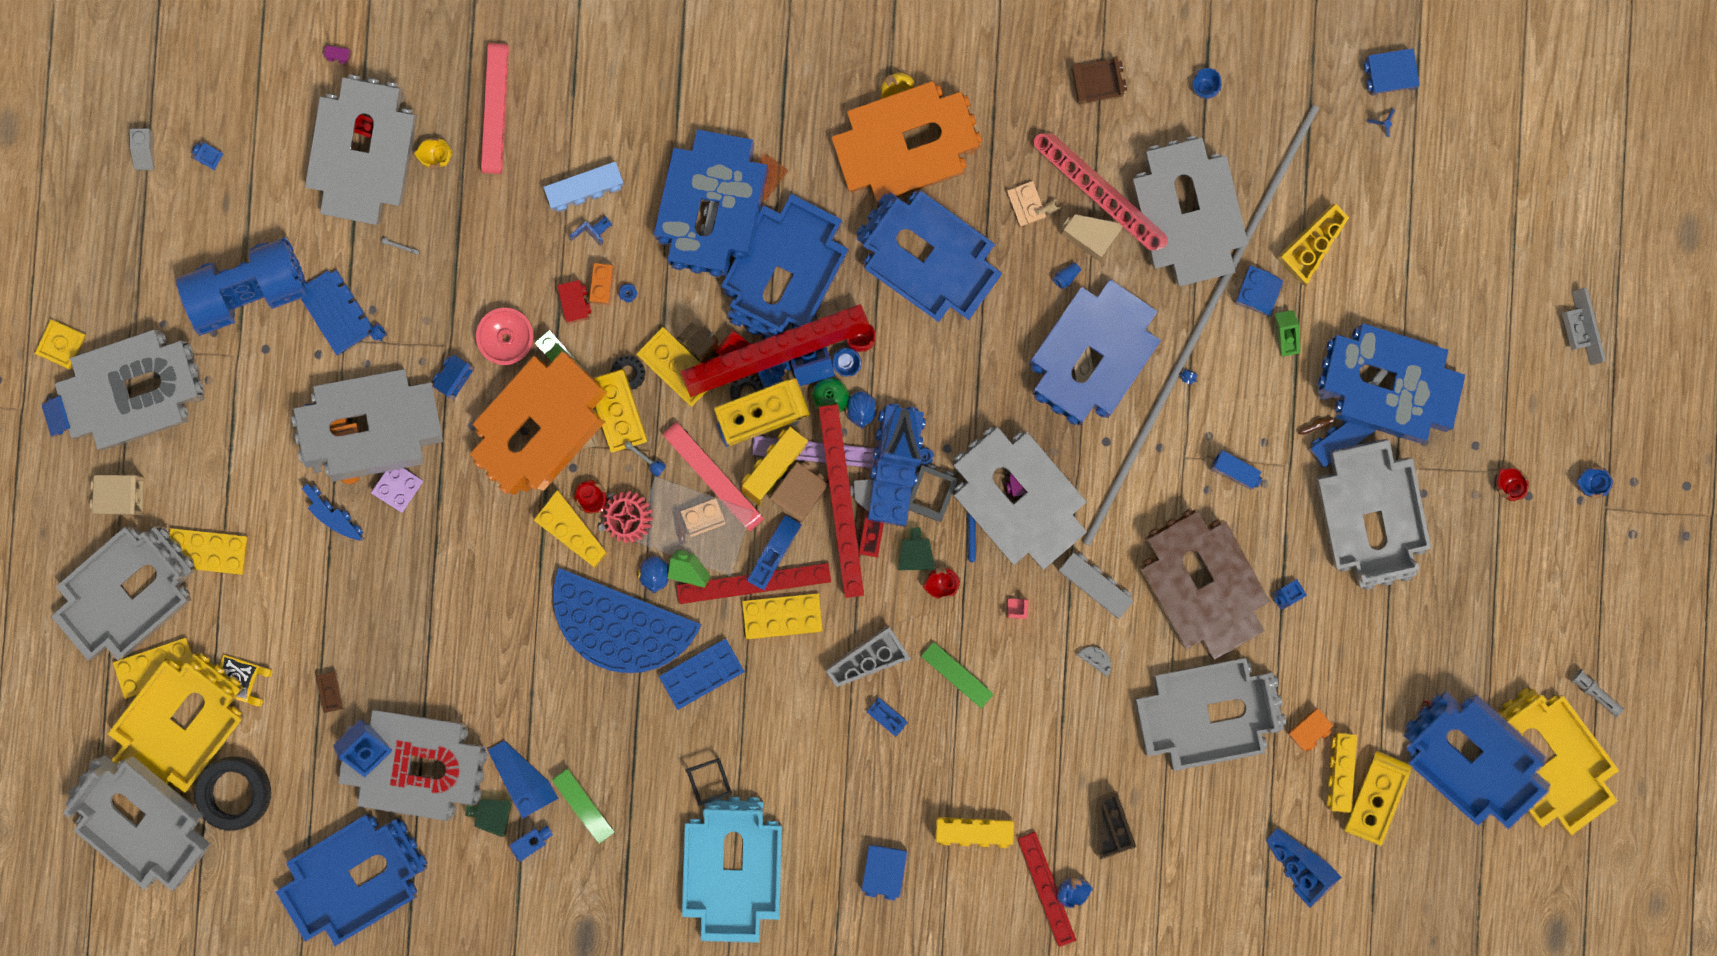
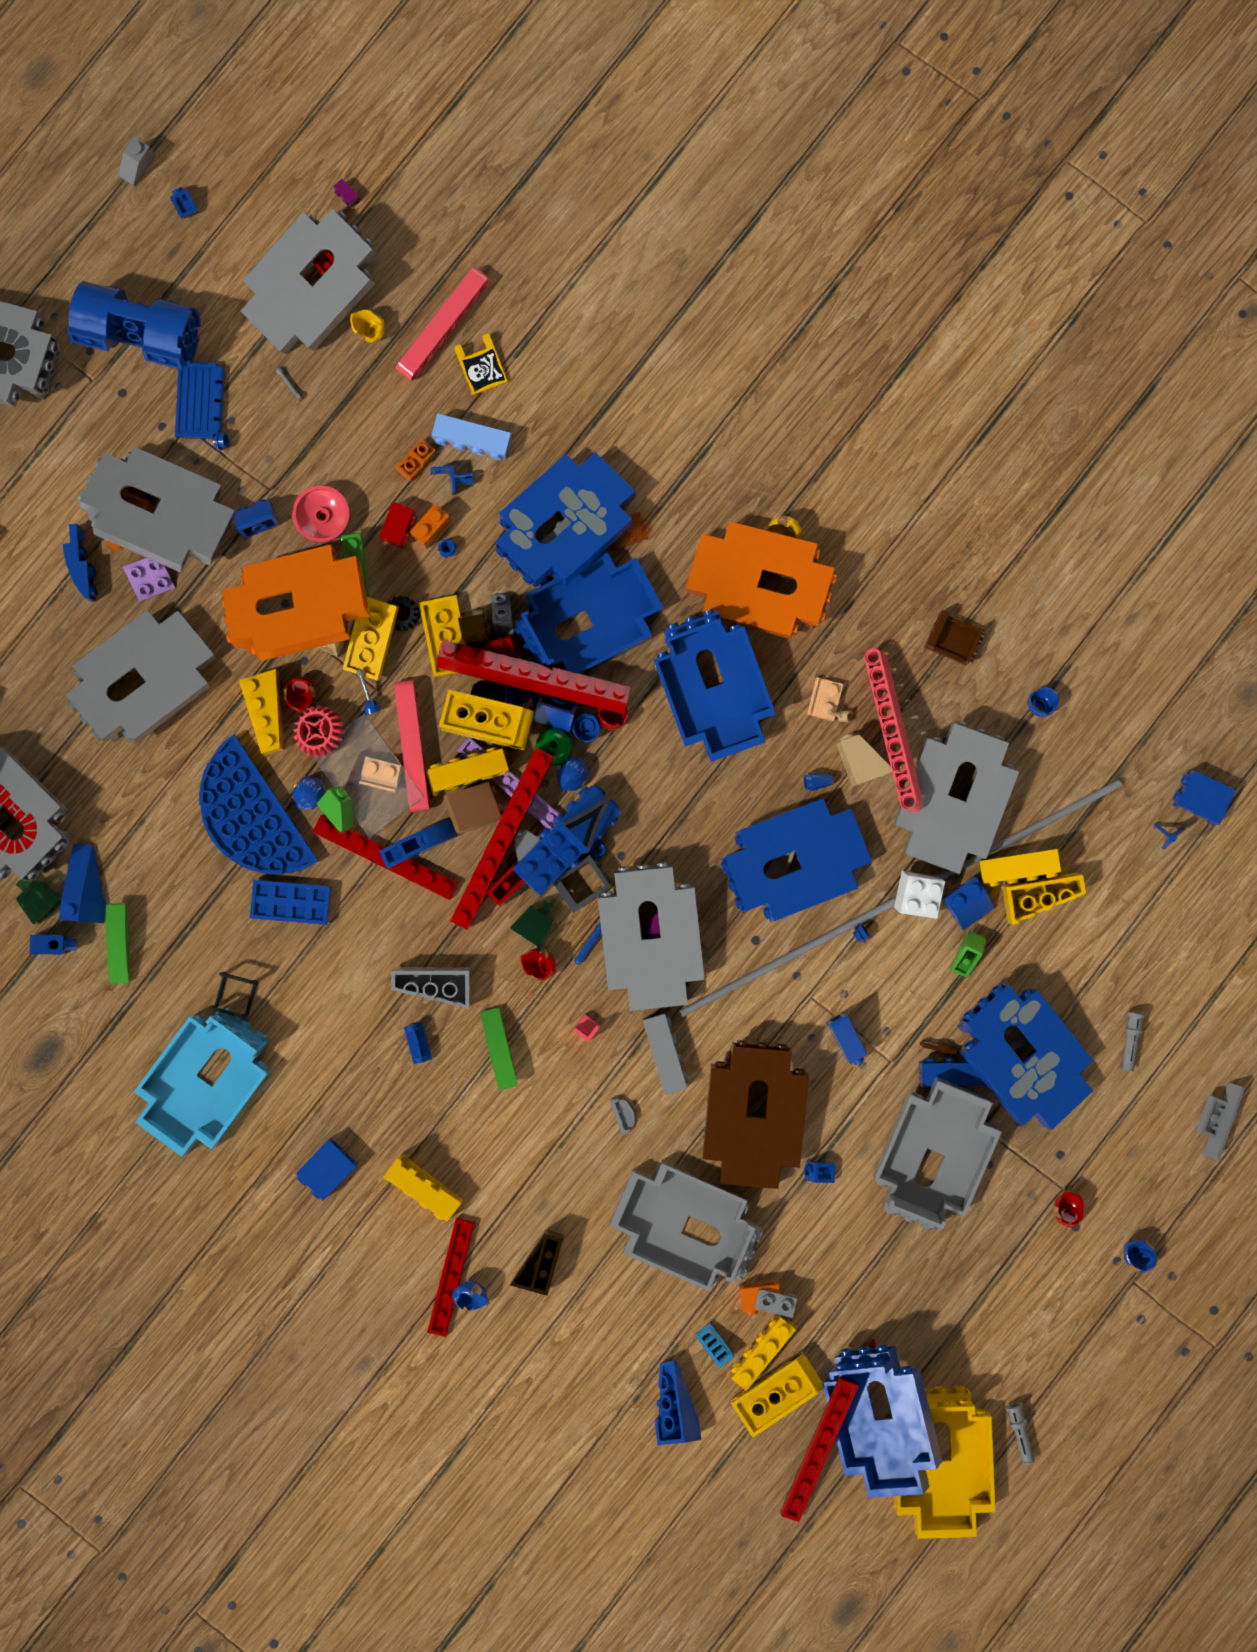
camera: 30 degrees right, 0 degrees up
(458, 543) = (165, 657): none -> light grey panel
(550, 237) = (416, 460): none -> orange slope
(553, 122) = (482, 368): none -> flag
(712, 317) = (502, 615): none -> light grey bracket
(782, 616) = (389, 900): yellow plate -> none
(1214, 311) = (919, 894): none -> white brick
(1281, 231) = (1020, 866): none -> yellow wedge
(1316, 800) = (727, 1357): none -> dark azure slope
(1326, 724) = (776, 1302): none -> light grey bracket
(1442, 818) = (819, 1448): none -> red plate
(1466, 304) = (1133, 1032): none -> light grey pin

